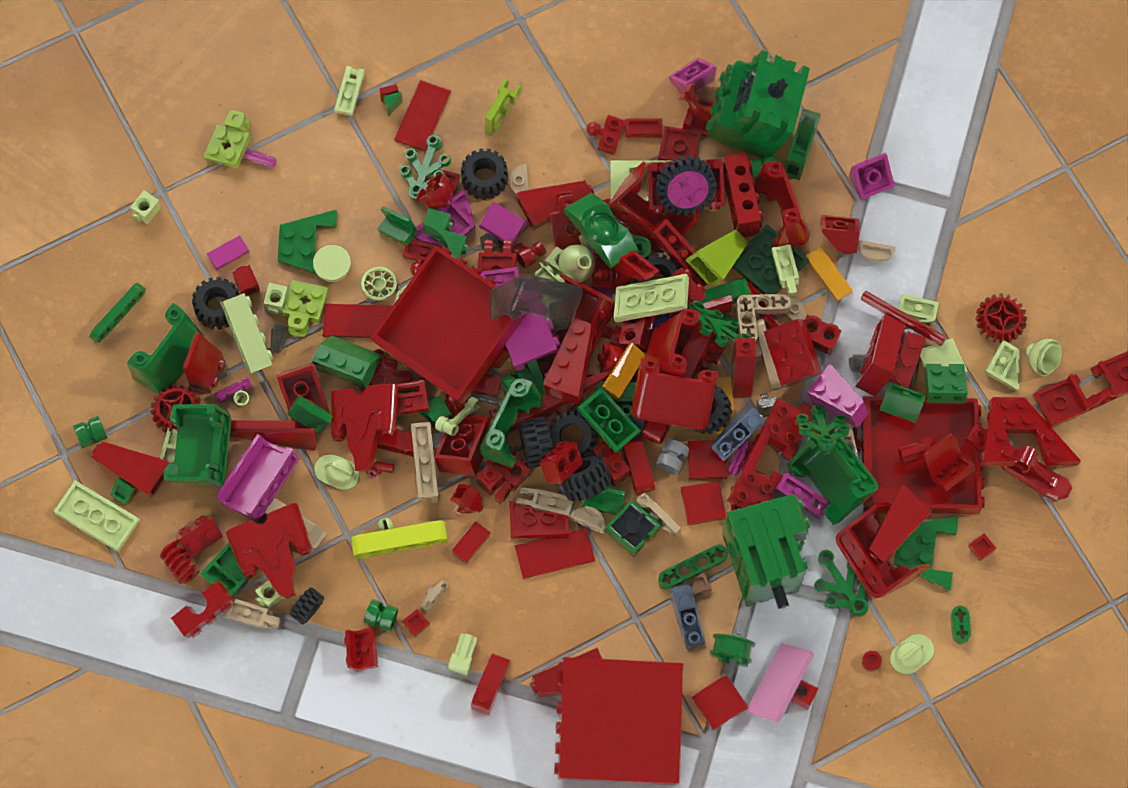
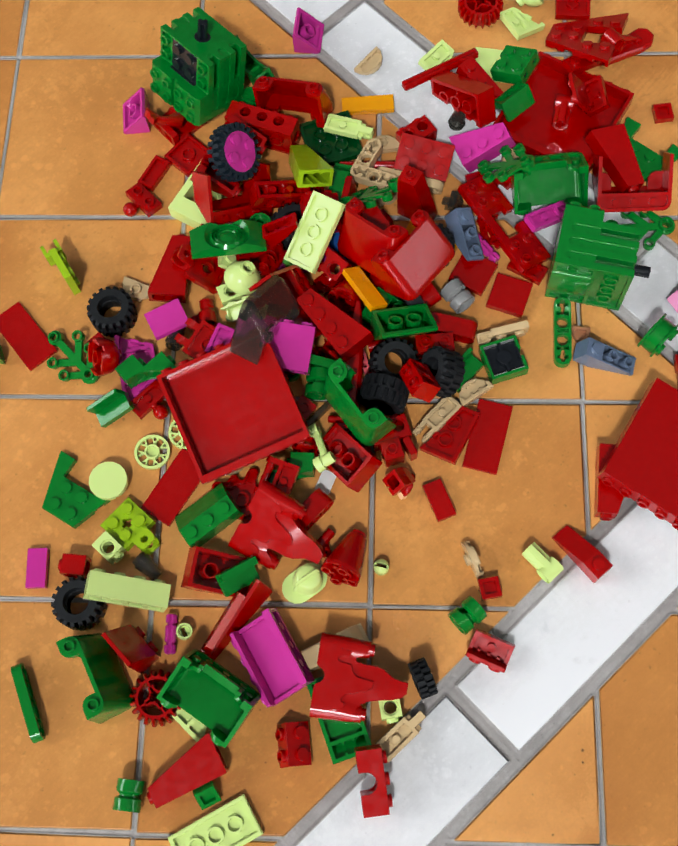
camera: 50 degrees left, 0 degrees up
(177, 563) = (310, 779): red piece -> none
(374, 492) = (346, 560): none -> red cone
(399, 539) = (402, 561): neon yellow beam -> none
(424, 461) = (344, 498): tan fence -> none
(841, 232) = (342, 75): red slope -> none

